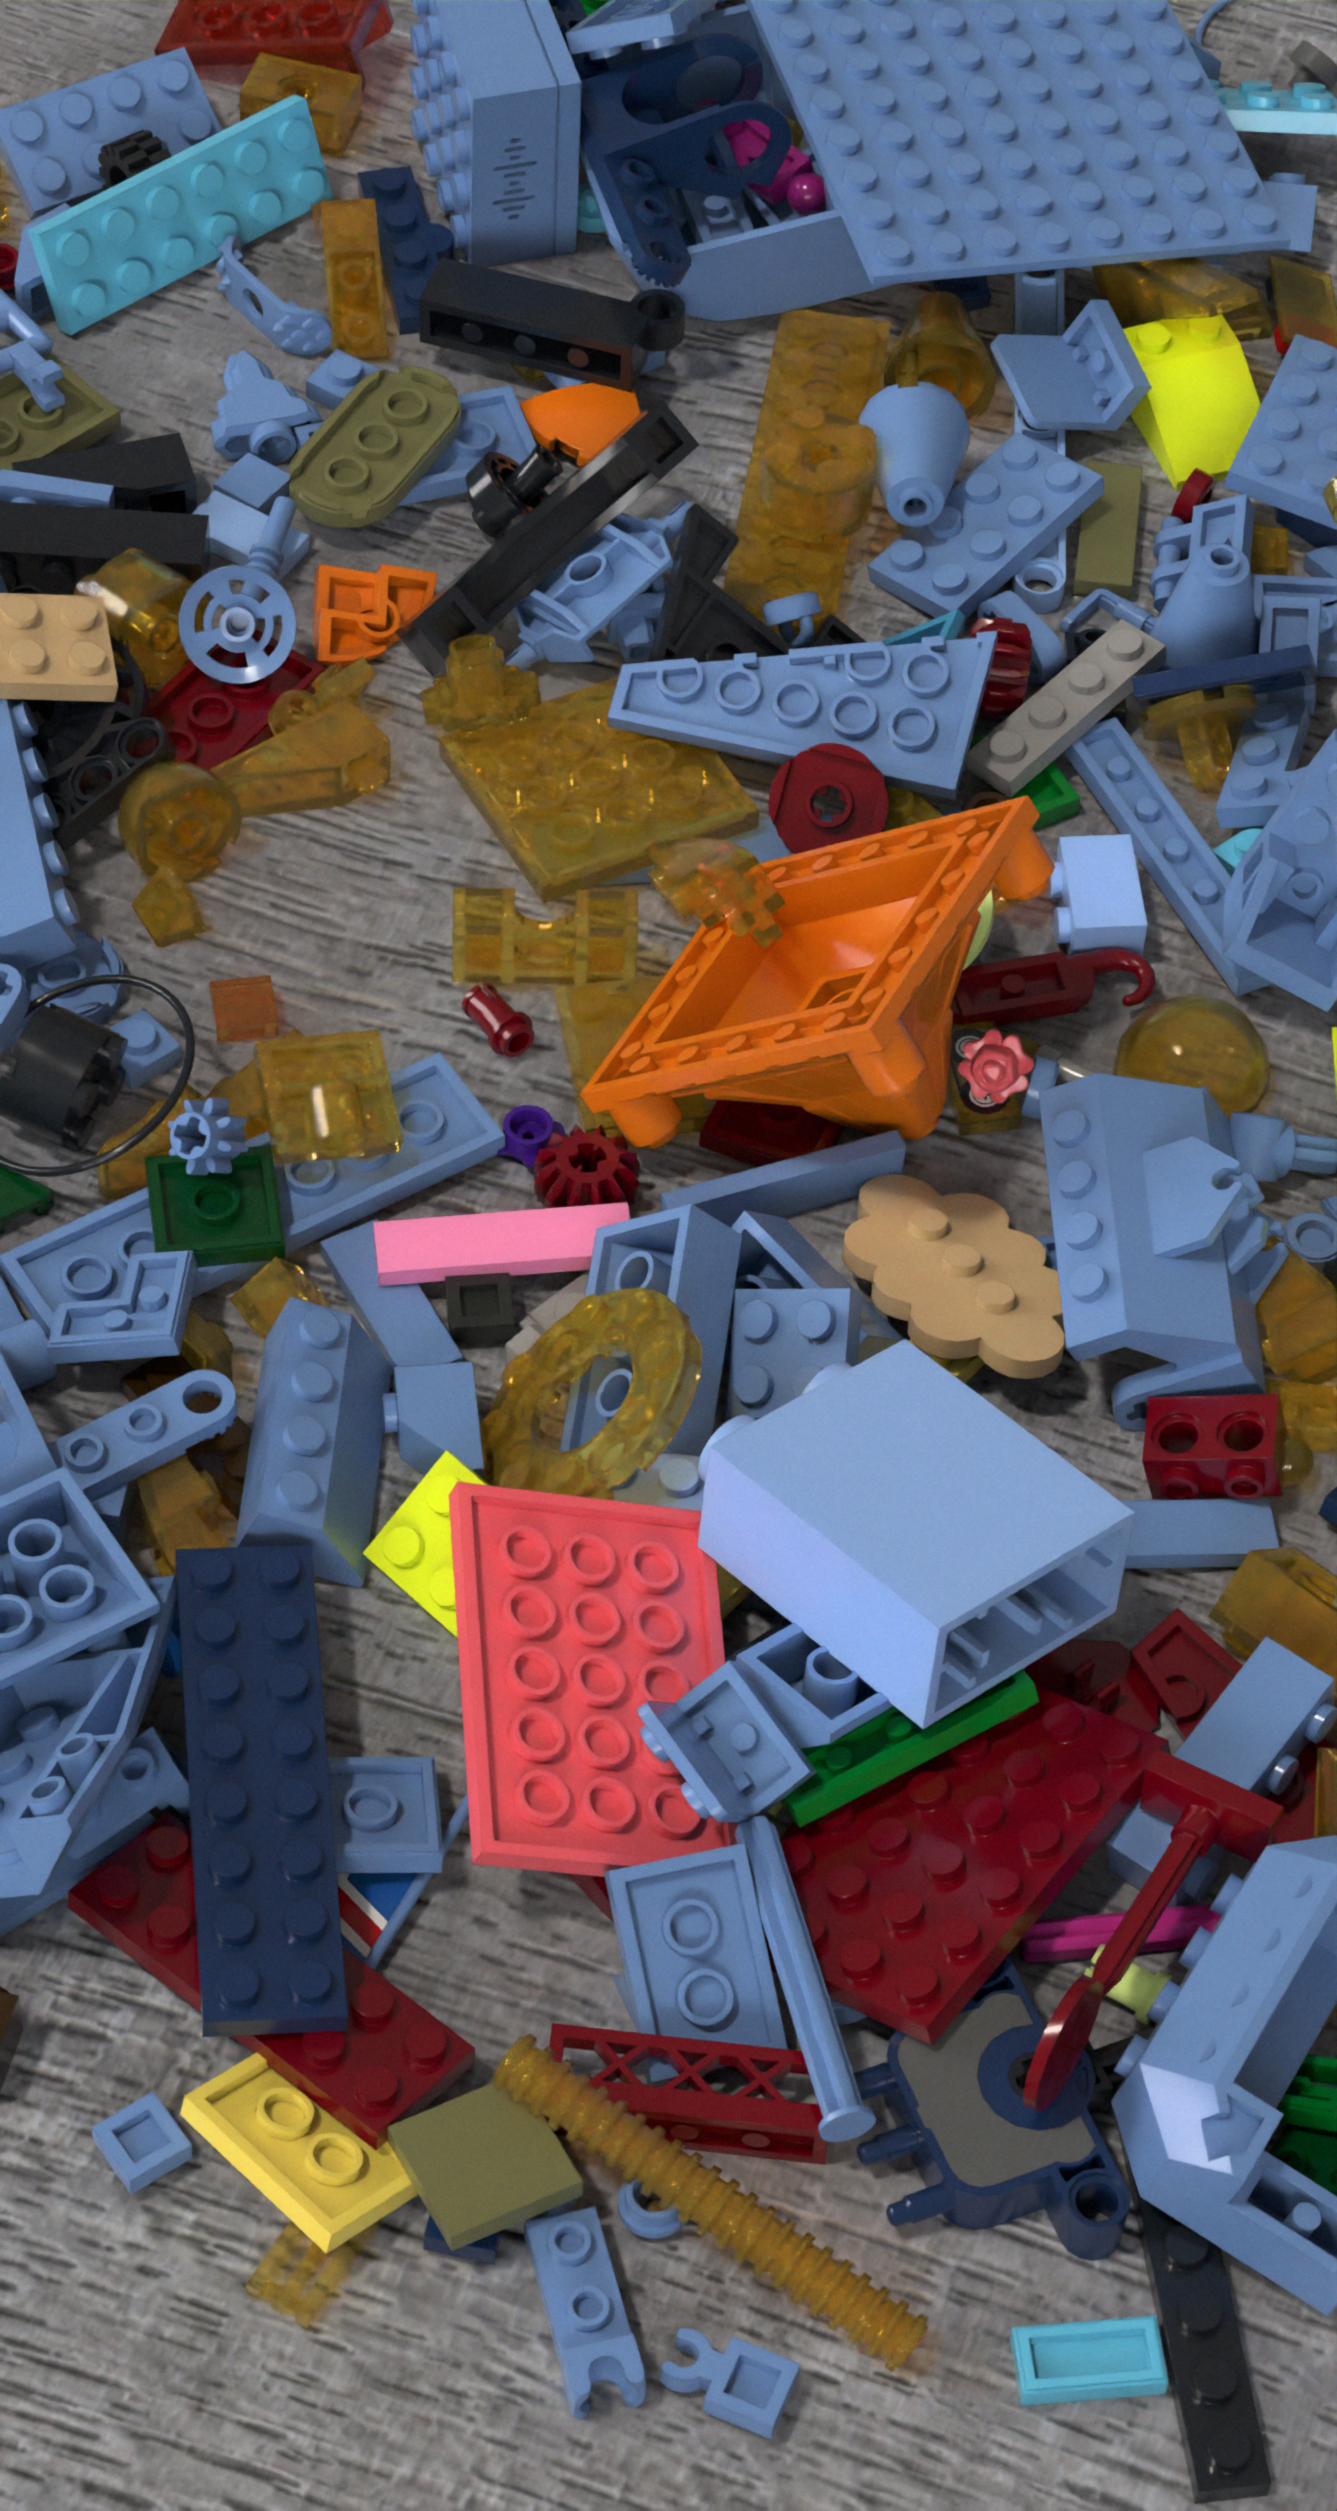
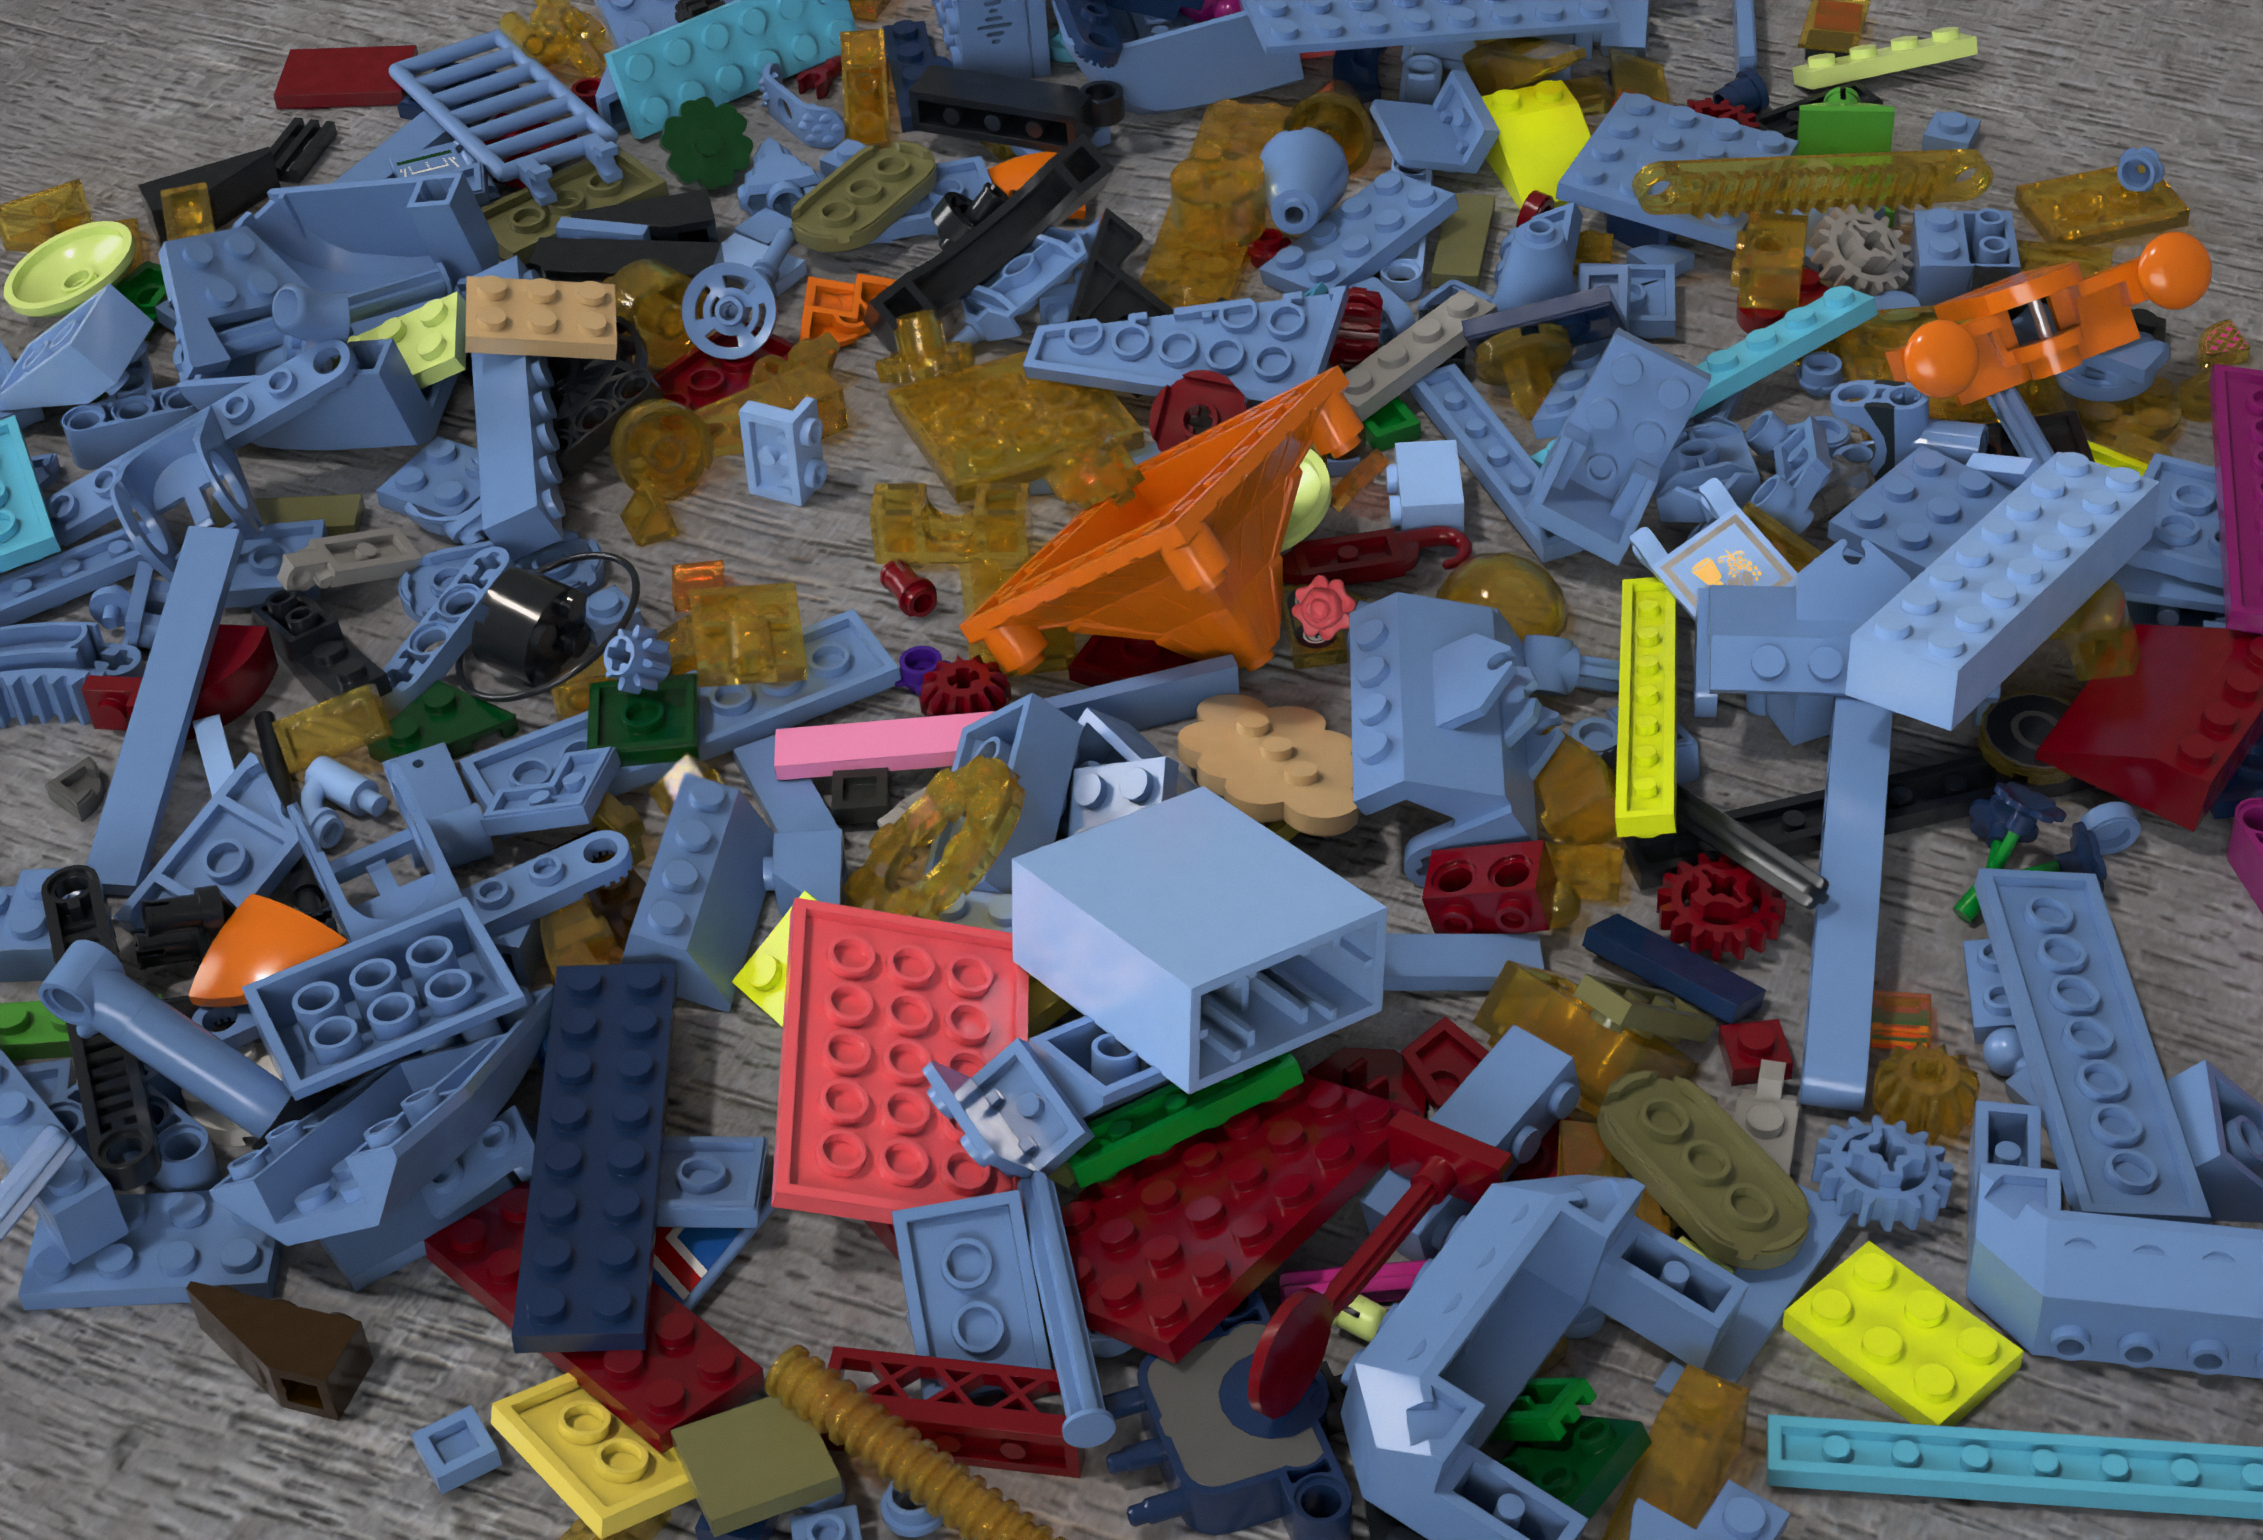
camera: 10 degrees right, 10 degrees down
(166, 360) = (706, 143): none -> dark green plant
(287, 247) = (820, 77): none -> dark red piece
(329, 831) = (783, 450): none -> light blue bracket
(790, 609) = (1187, 291): medium blue tile -> none
(875, 535) = (1266, 247): none -> dark red plate

